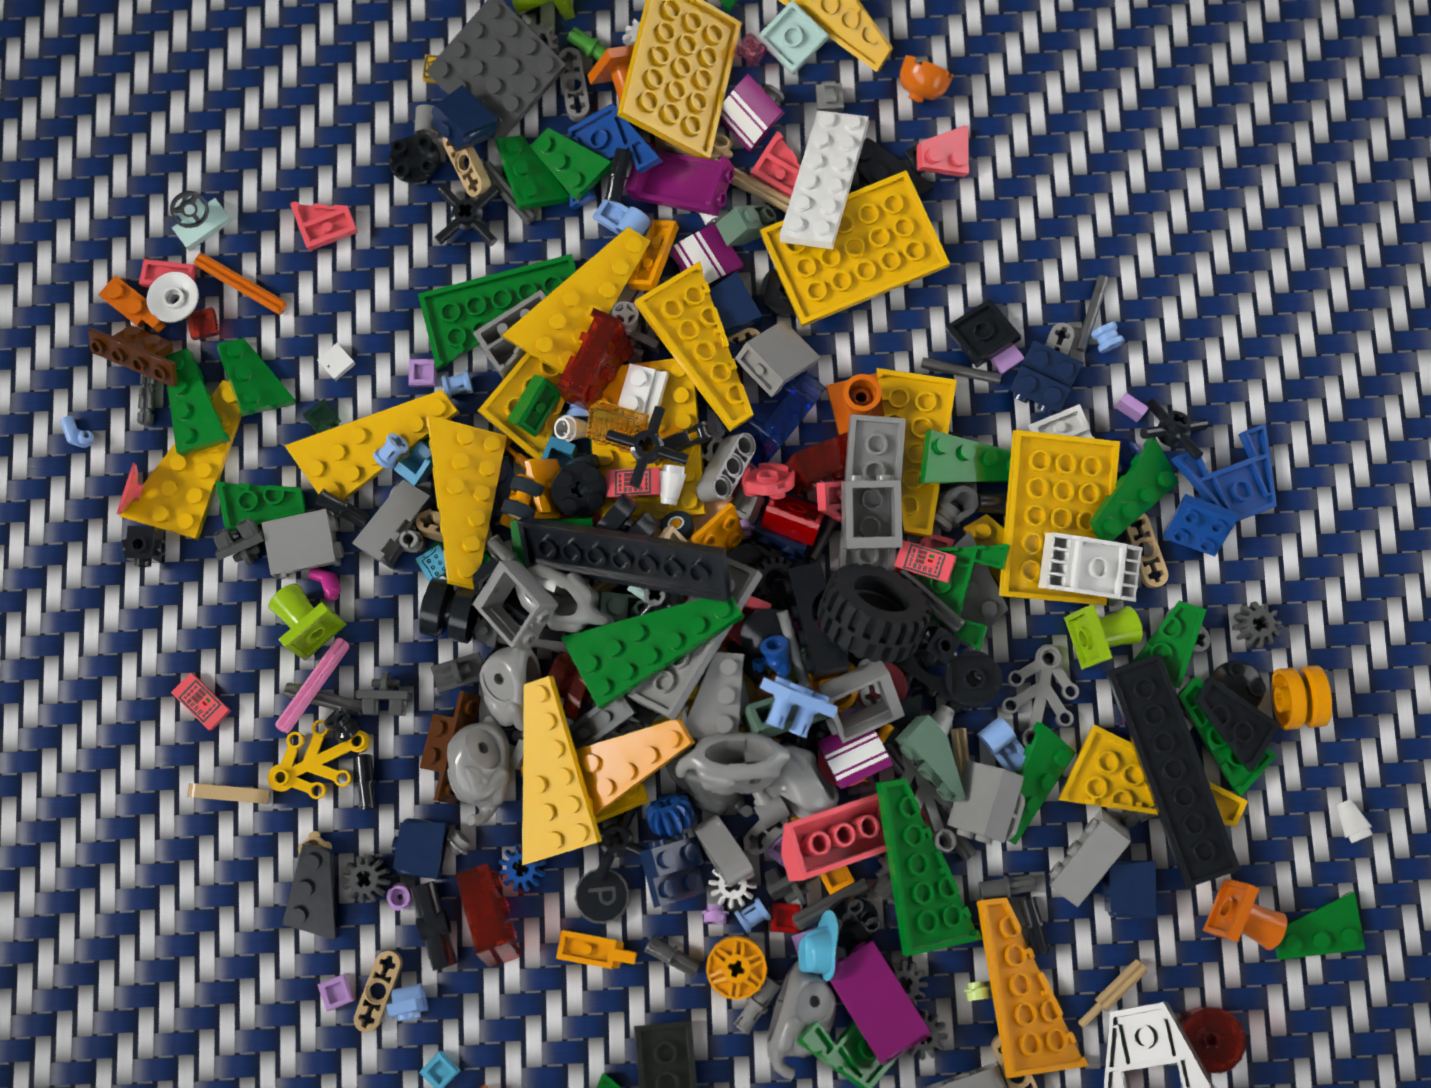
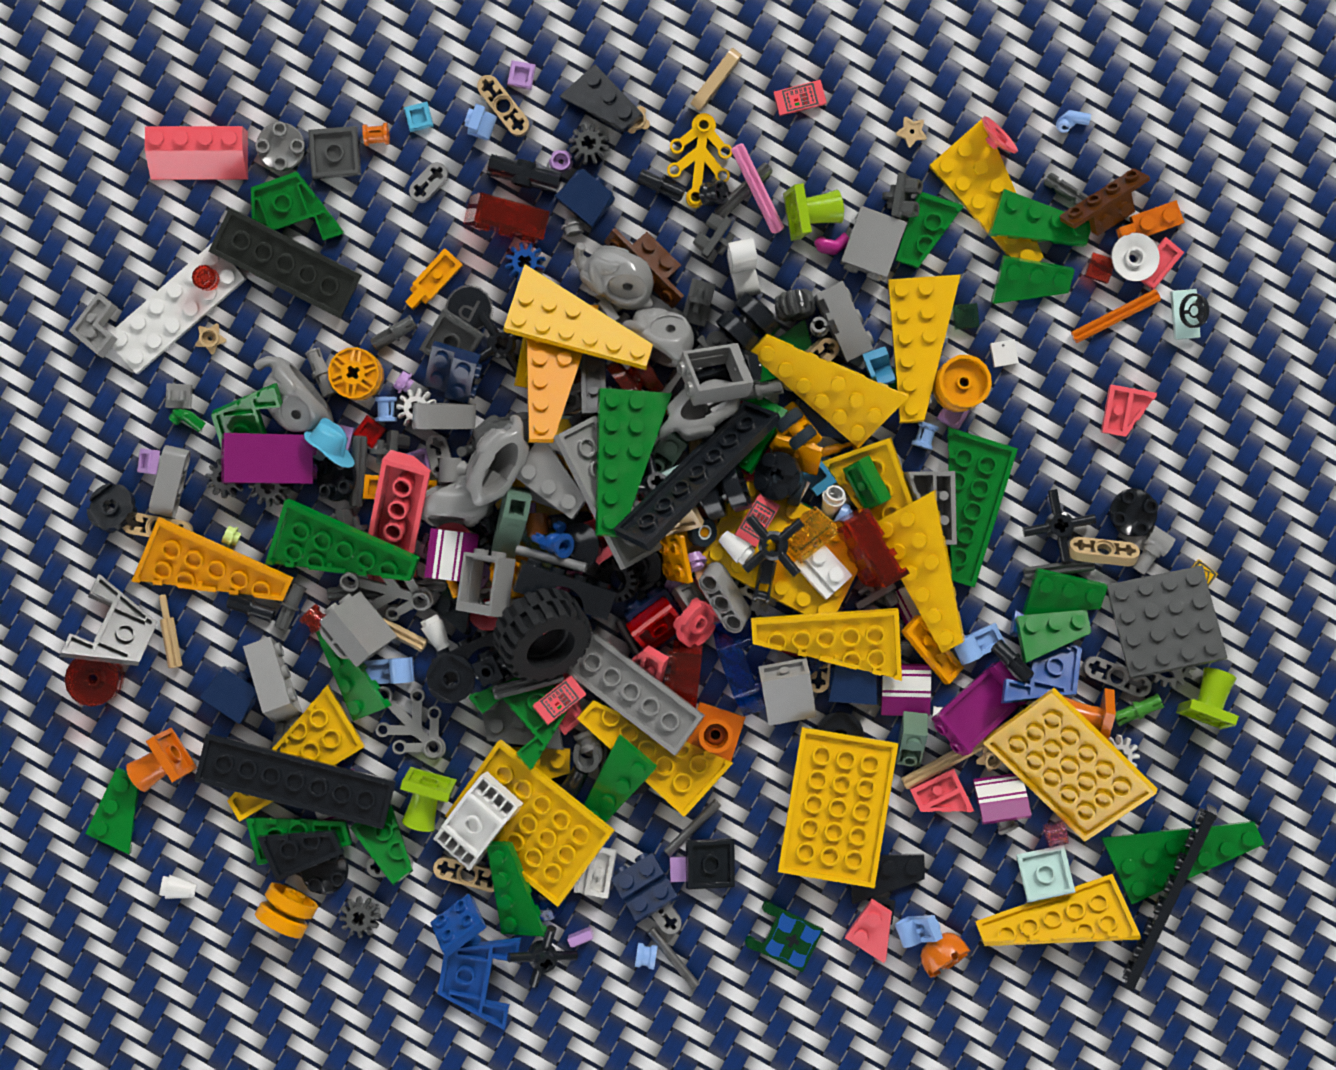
camera: 120 degrees right, 10 degrees up
(144, 545) = (946, 131): black brick -> none
(179, 577) = (905, 133): none -> tan plate
(342, 508) = (881, 289): black axle -> none
(386, 377) = (965, 370): none -> light orange wheel
(390, 451) = (899, 352): light blue bush -> none
(395, 653) = (742, 265): none -> white beam
(405, 578) = (795, 305): none -> dark grey gear
(432, 563) = (794, 333): medium azure tile -> none
(463, 119) = (1136, 569): dark blue torso -> none
(498, 1024) = (433, 186): none -> light grey beam
(630, 314) = (896, 597): light grey wheel -> none
(634, 897) = (452, 331): none -> dark grey plate
(670, 814) = (494, 394): blue gear -> none
(707, 513) = (696, 561): none -> lavender plate
(789, 694) = (511, 539): light blue plate -> none
(824, 179) = (908, 820): white plate -> none
(829, 97) = (977, 870): light grey tile -> none
(881, 481) = (596, 671): light grey window -> none
(917, 111) = (918, 929): none -> light blue plate
(930, 750) = (419, 613): sand green slope -> none
(1003, 221) = (789, 938): none -> dark green flag
(1003, 854) = (312, 618): none -> clear red wheel

